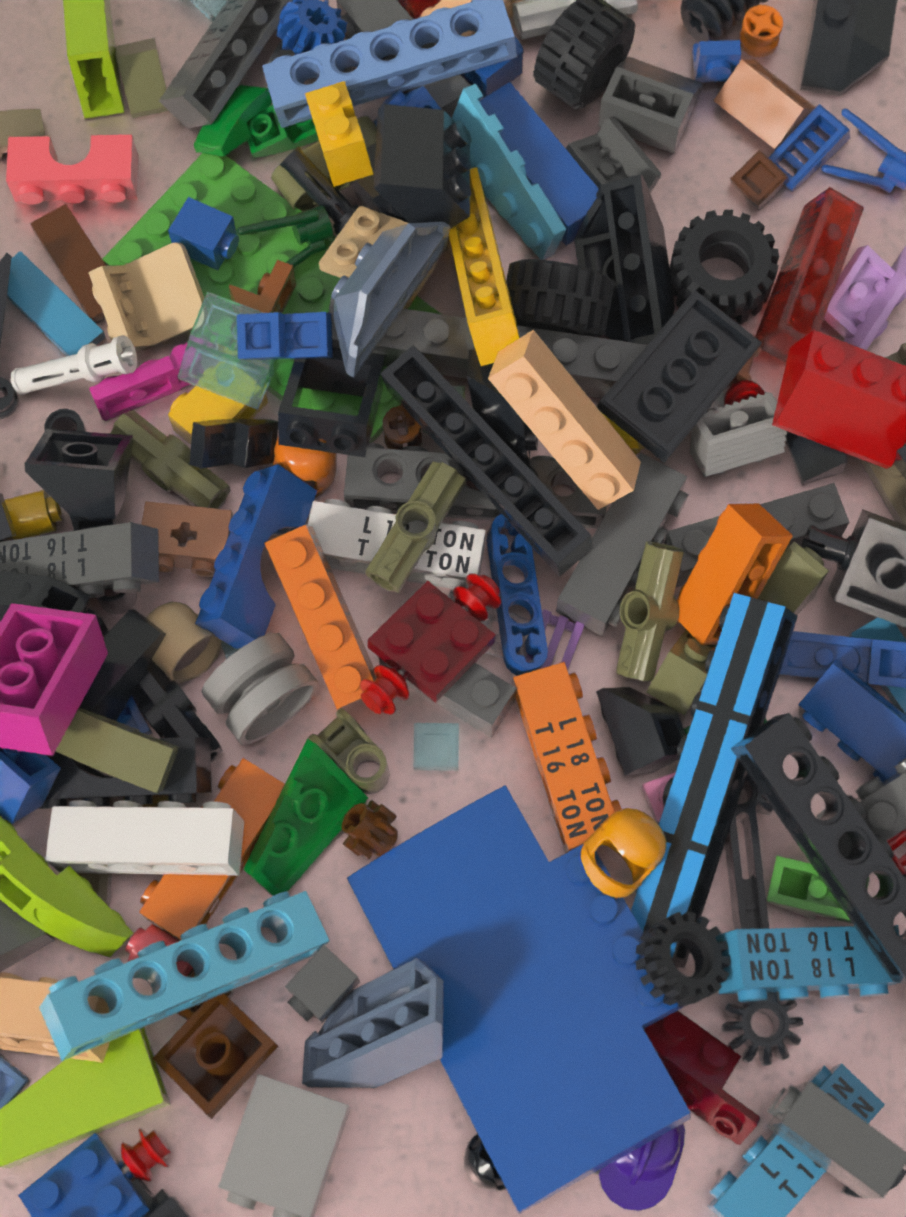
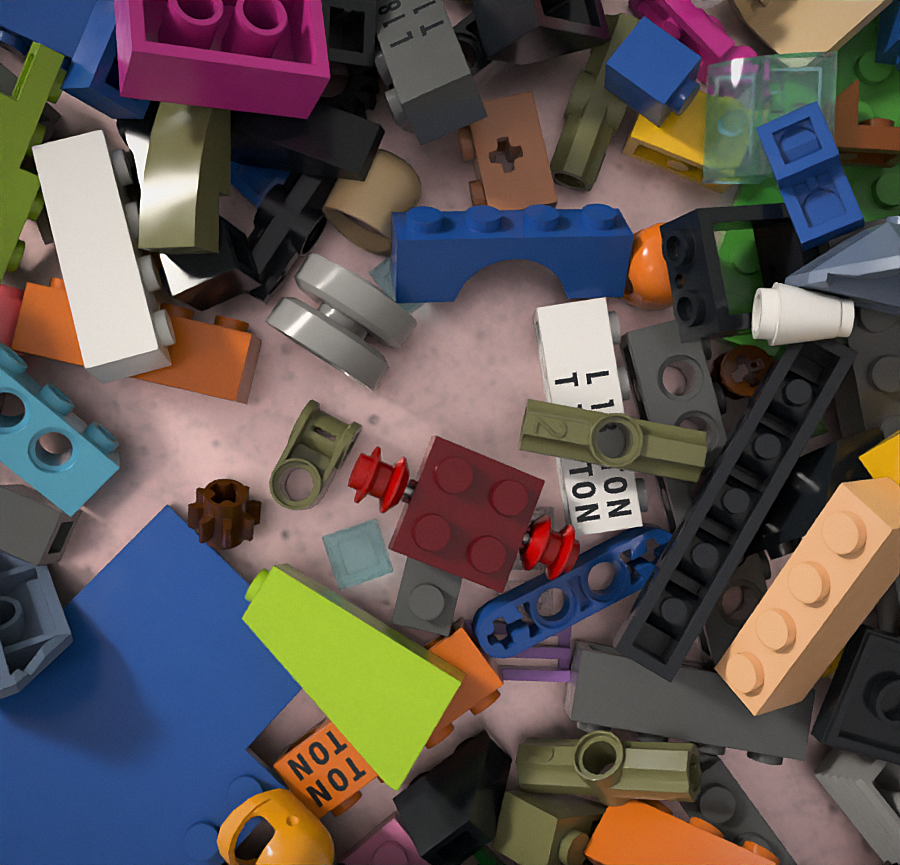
camera: 70 degrees right, 15 degrees up
(169, 413) = (653, 72): none -> blue brick
(233, 442) = (650, 168): black slope -> none
(302, 820) = (205, 431): green wing -> none
(322, 613) = (459, 364): orange brick -> none
(374, 372) = (799, 315): none -> white cone
(515, 753) = (355, 668): none -> lime slope

